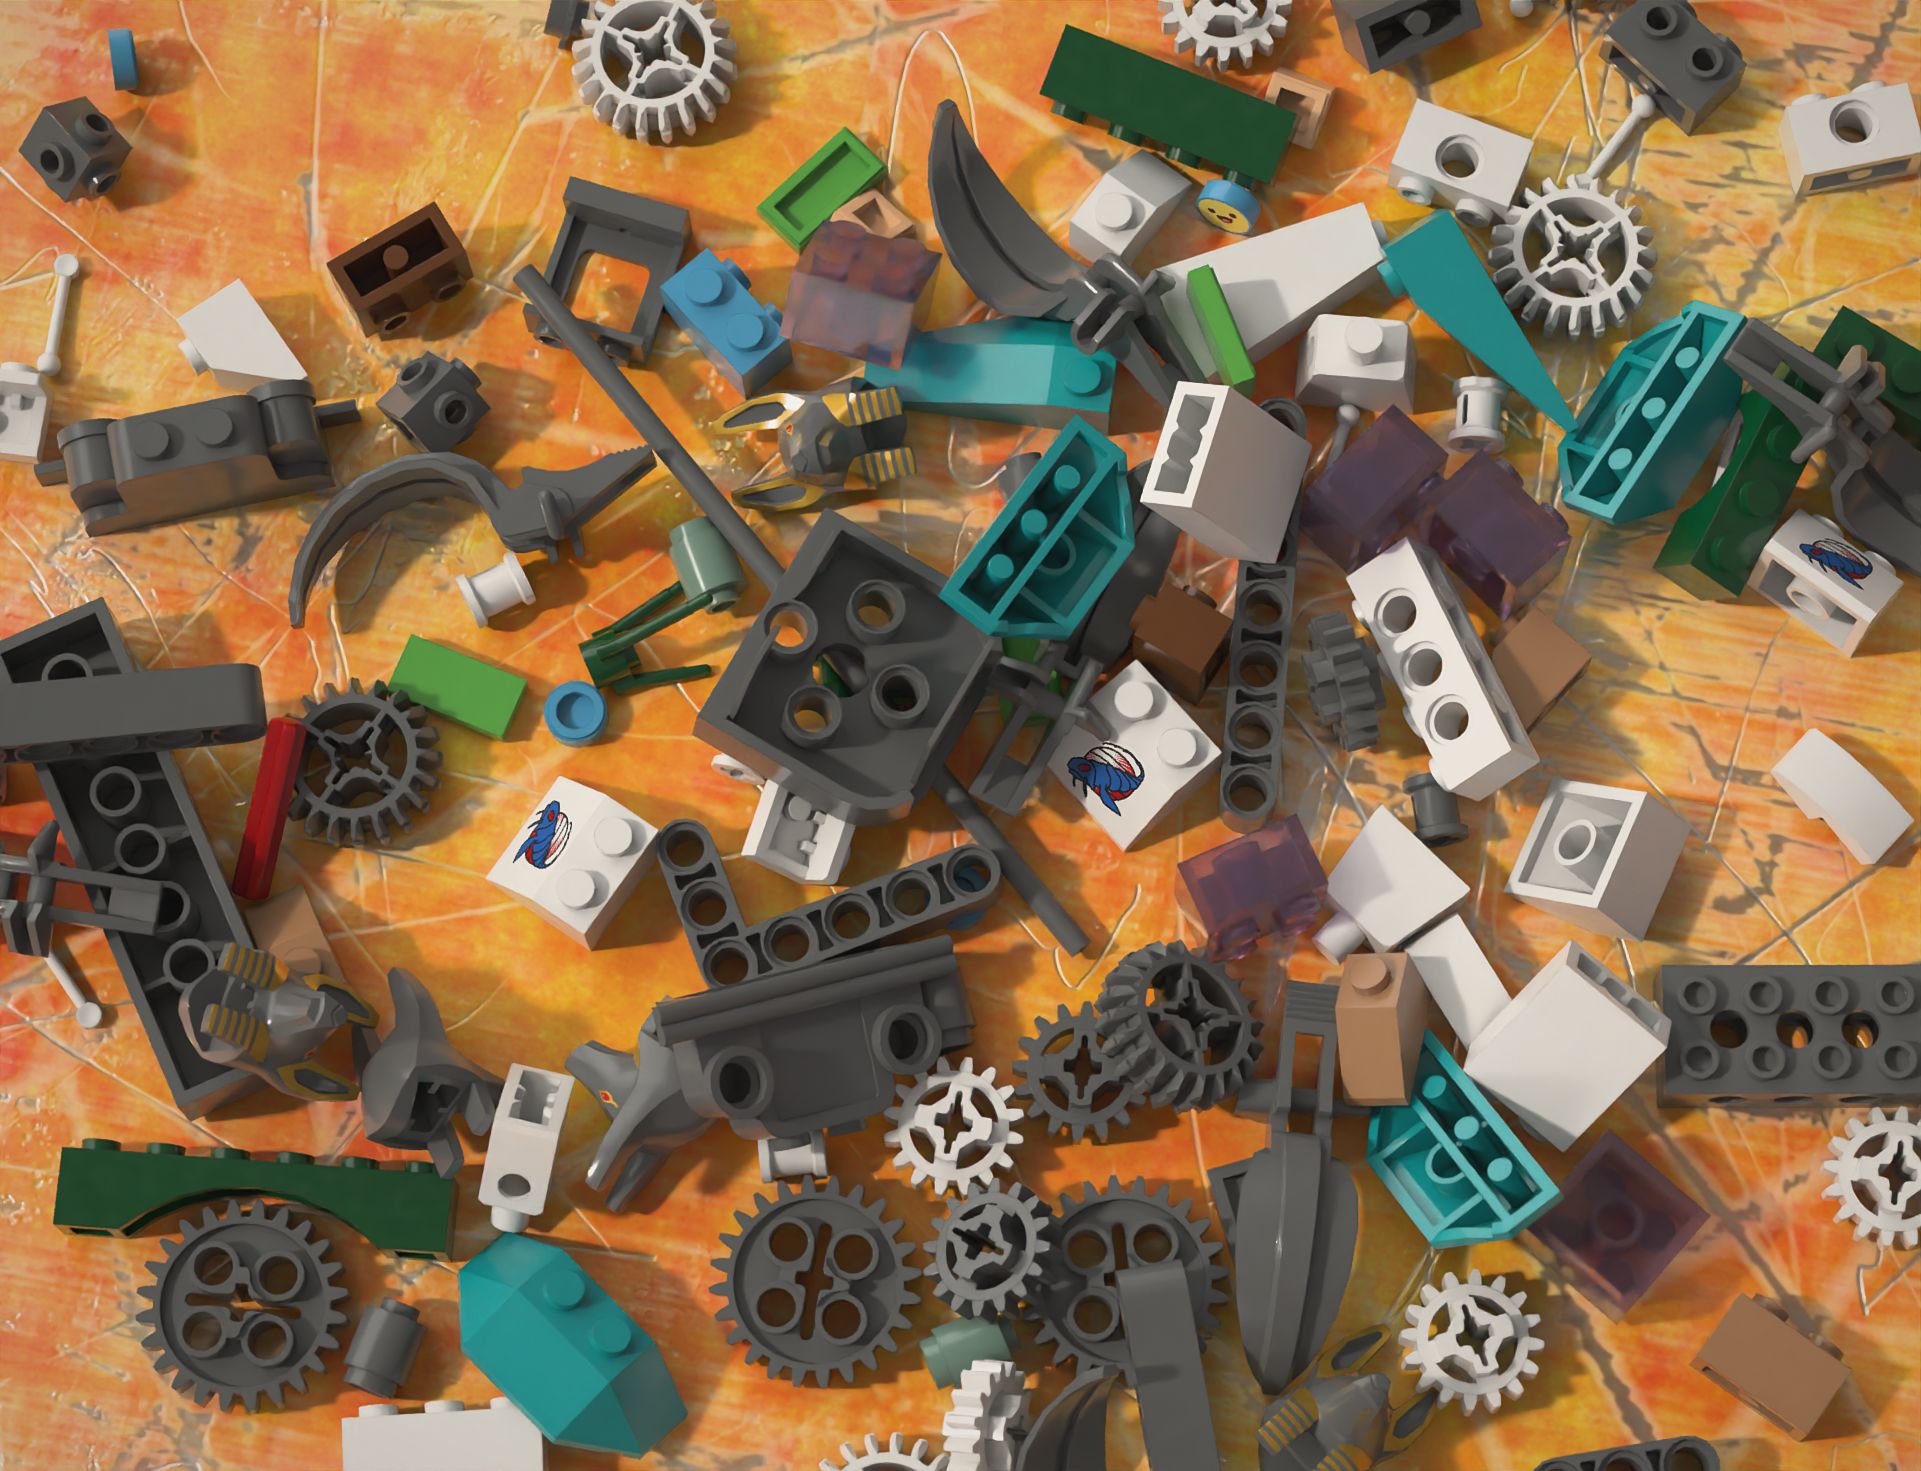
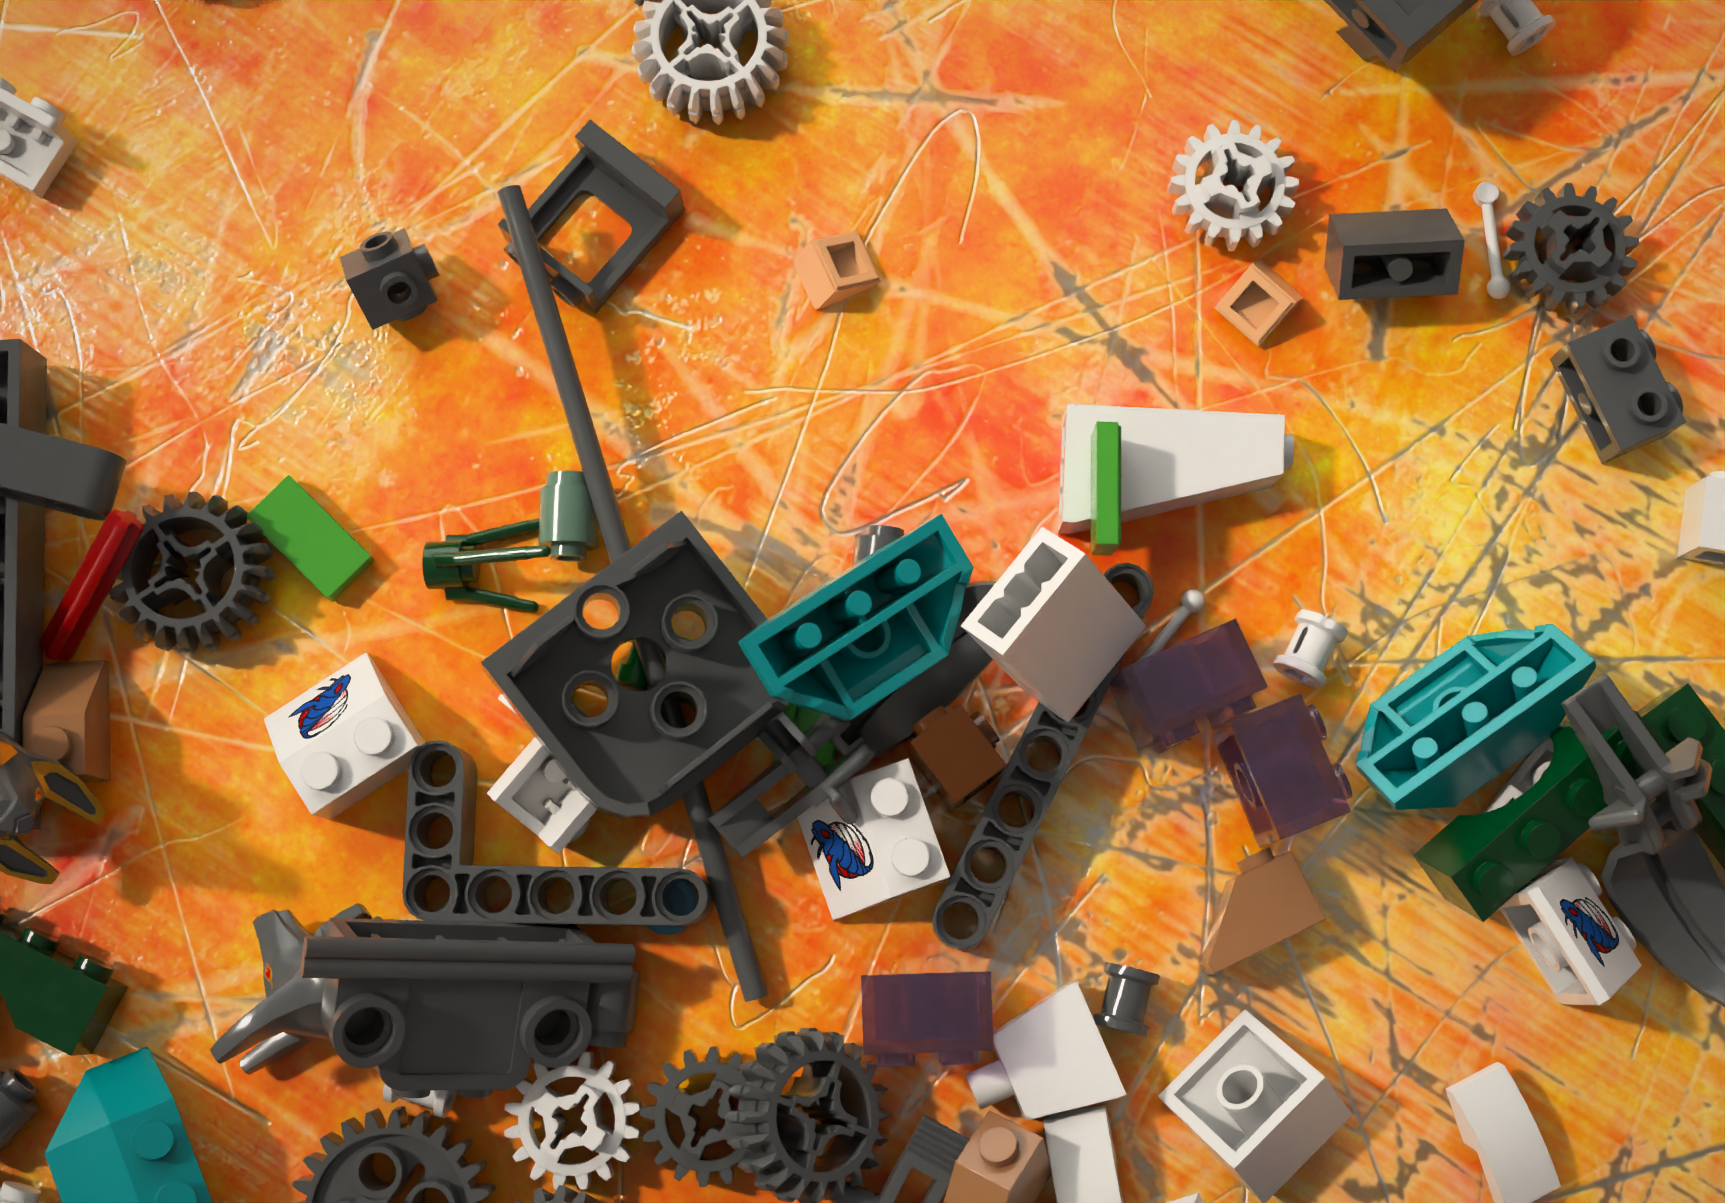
camera: 20 degrees right, 5 degrees up
(67, 269) = (138, 37): white hinge -> none
(197, 457) = (168, 246): dark grey brick -> none
(236, 342) = (249, 159): white slope -> none
(401, 271) = (409, 147): reddish brown brick -> none
(420, 1080) = (115, 890): dark grey piece -> none
(495, 589) = (376, 463): white bush -> none
(524, 1145) = (163, 1002): white torso -> none
(526, 519) = (426, 413): dark grey piece -> none
(576, 714) = (403, 602): dark azure tile -> none
(727, 322) = (675, 304): dark azure brick -> none
(820, 187) = (810, 213): bright green tile -> none
(827, 441) = (717, 446): dark grey piece -> none
(861, 294) = (798, 325): brick -> none
(1005, 373) = (917, 443): teal wedge -> none
(1028, 275) = (959, 364): dark grey piece -> none
(1127, 208) = (1070, 339): white slope -> none
(1170, 106) = (1146, 260): dark green brick -> none
(1228, 206) = (1162, 370): tile -> none
(1343, 681) = (1088, 853): dark grey gear -> none
(1357, 364) = (1219, 560): white torso -> none
(1443, 136) = (1379, 379): white brick -> none
(1450, 287) = (1332, 521): teal wedge -> none
(1495, 741) = (1205, 968): white brick -> none
(1548, 217) = (1450, 514): white gear -> none
(1642, 107) = (1490, 472): white hinge -> none

